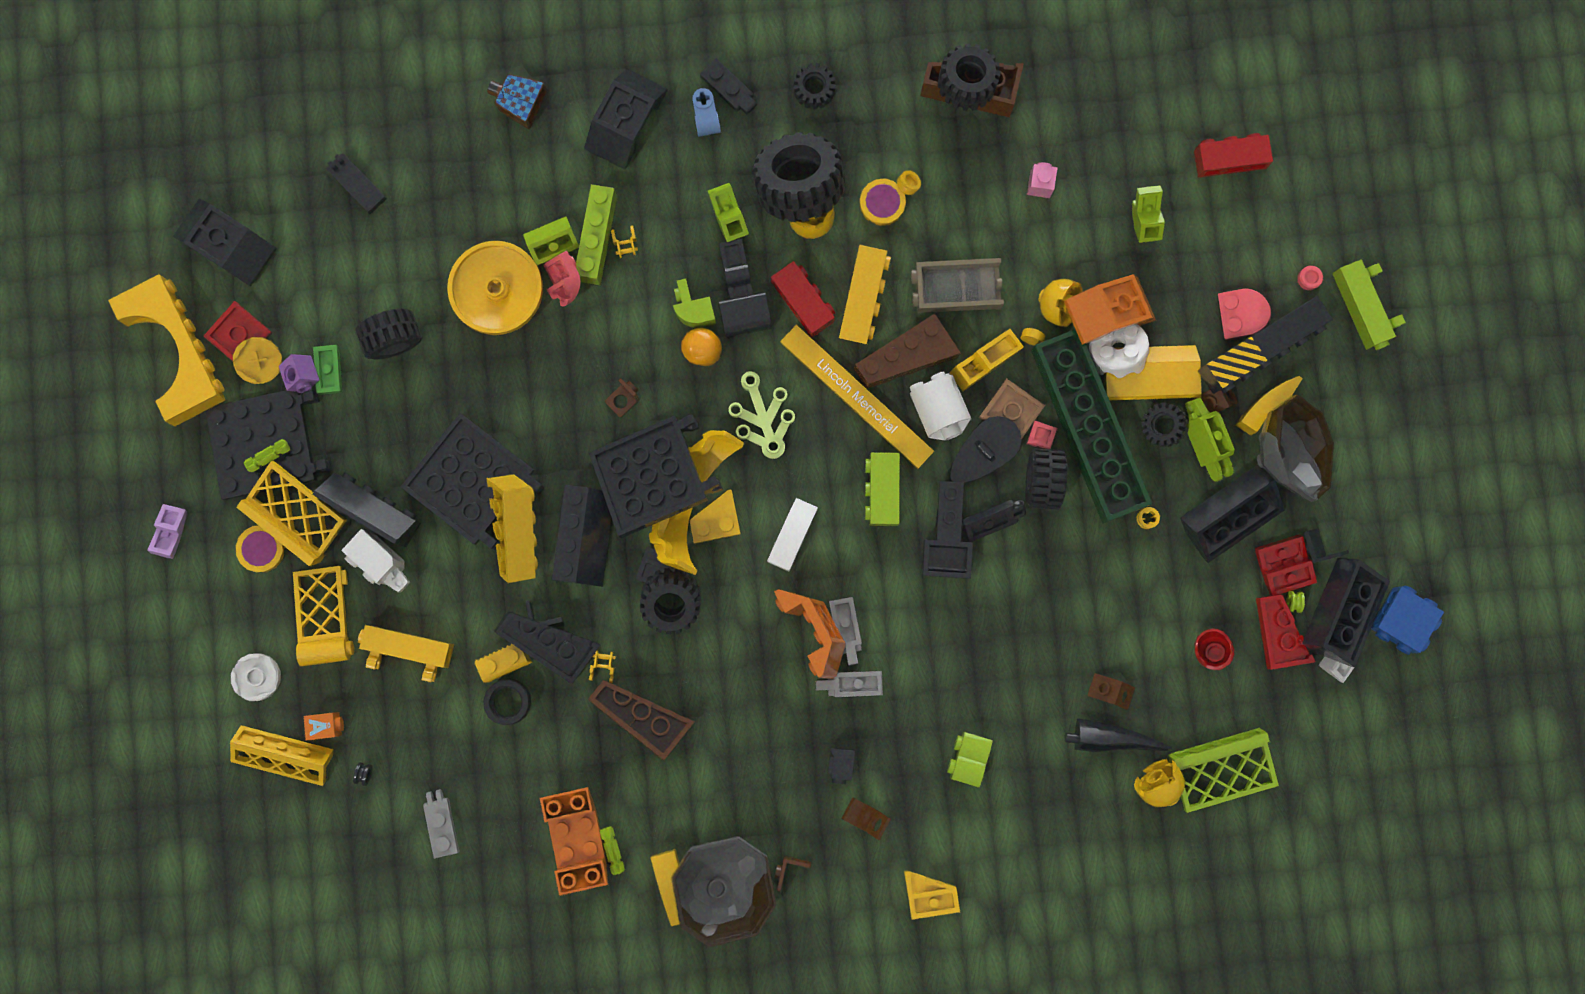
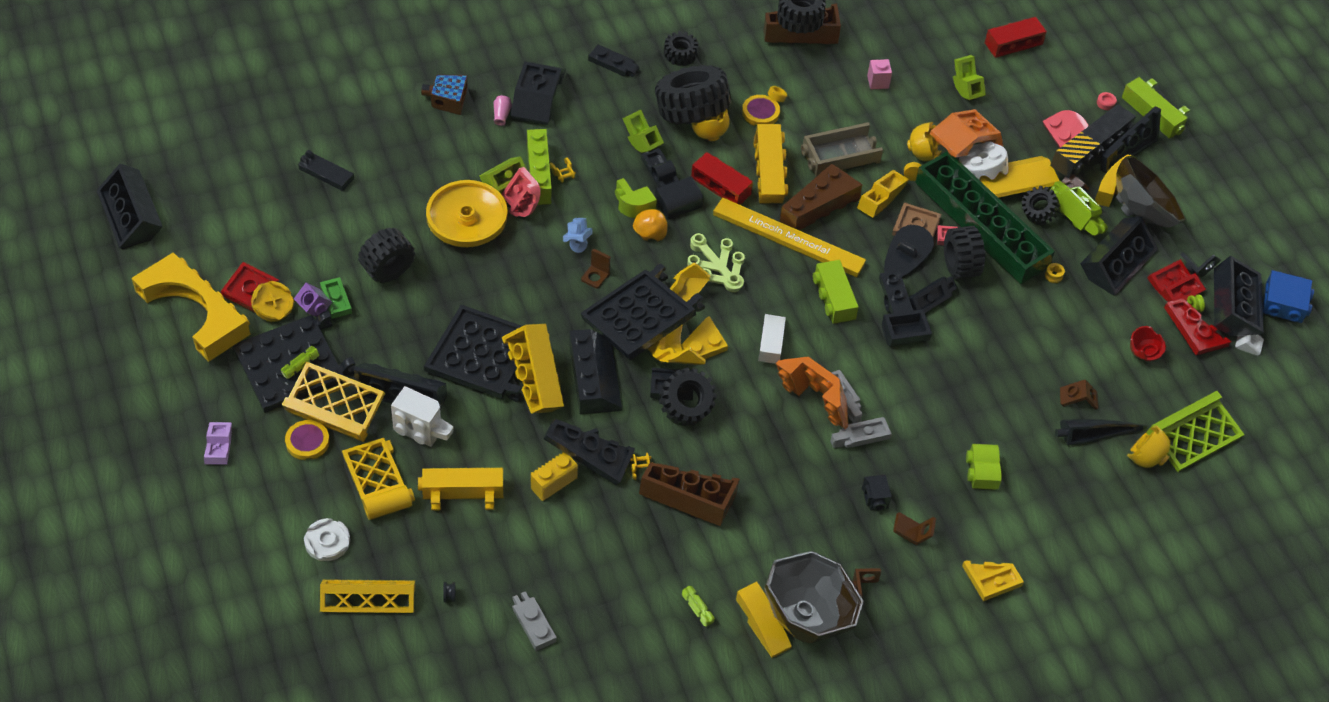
camera: 20 degrees left, 30 degrees down
(127, 191) = (129, 207): none -> black slope
(225, 242) = (224, 219): black slope -> none
(323, 726) = (402, 560): orange brick -> none
(489, 704) = (566, 493): black tyre -> none
(575, 137) = (502, 107): none -> bright pink cone
(575, 840) = (660, 597): orange slope -> none
(613, 345) = (577, 234): none -> light blue hips
(706, 115) = (602, 77): medium blue piece -> none
(940, 407) = (859, 223): white cylinder -> none
(1316, 354) = (1135, 140): none -> black wing

